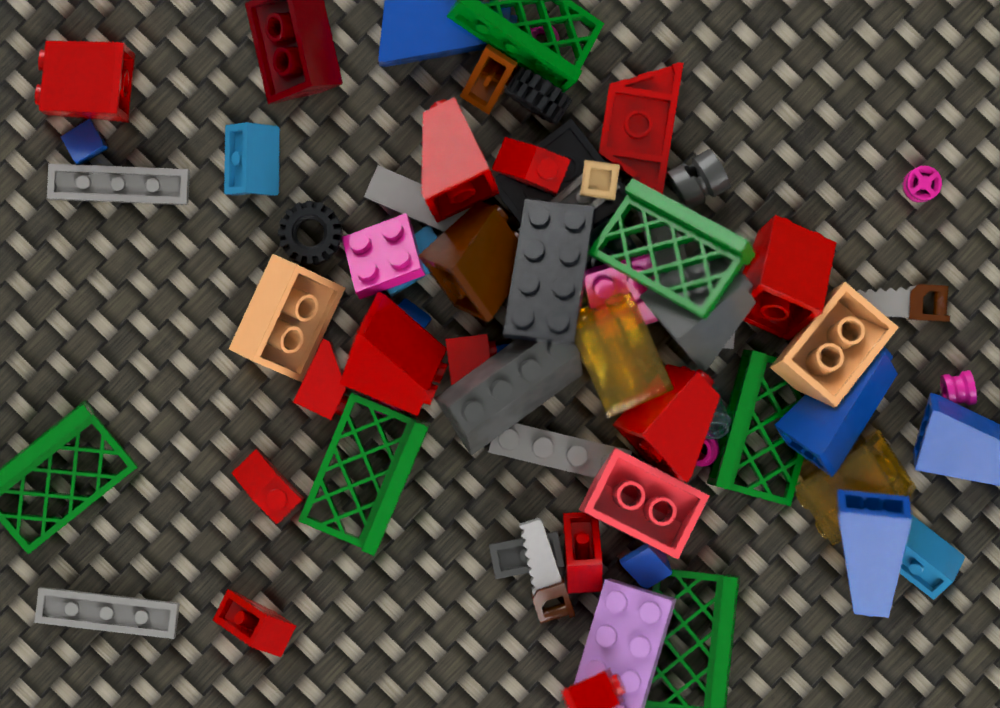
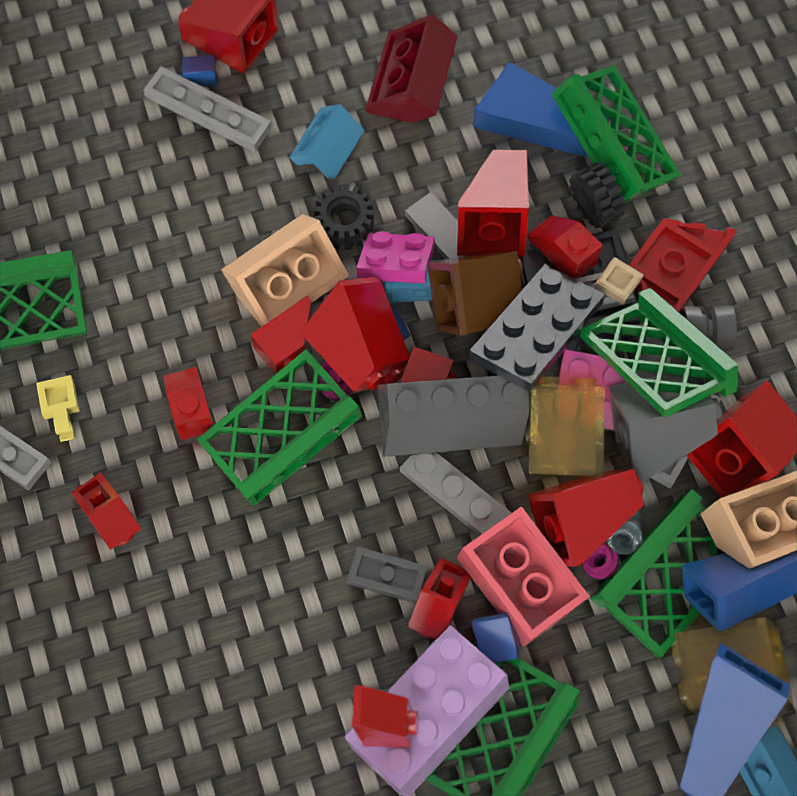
camera: 25 degrees right, 20 degrees down
(153, 547) = (57, 401): none -> light yellow plate
(489, 79) = (555, 170): dark orange slope -> none
(544, 573) = (396, 597): light grey piece -> none

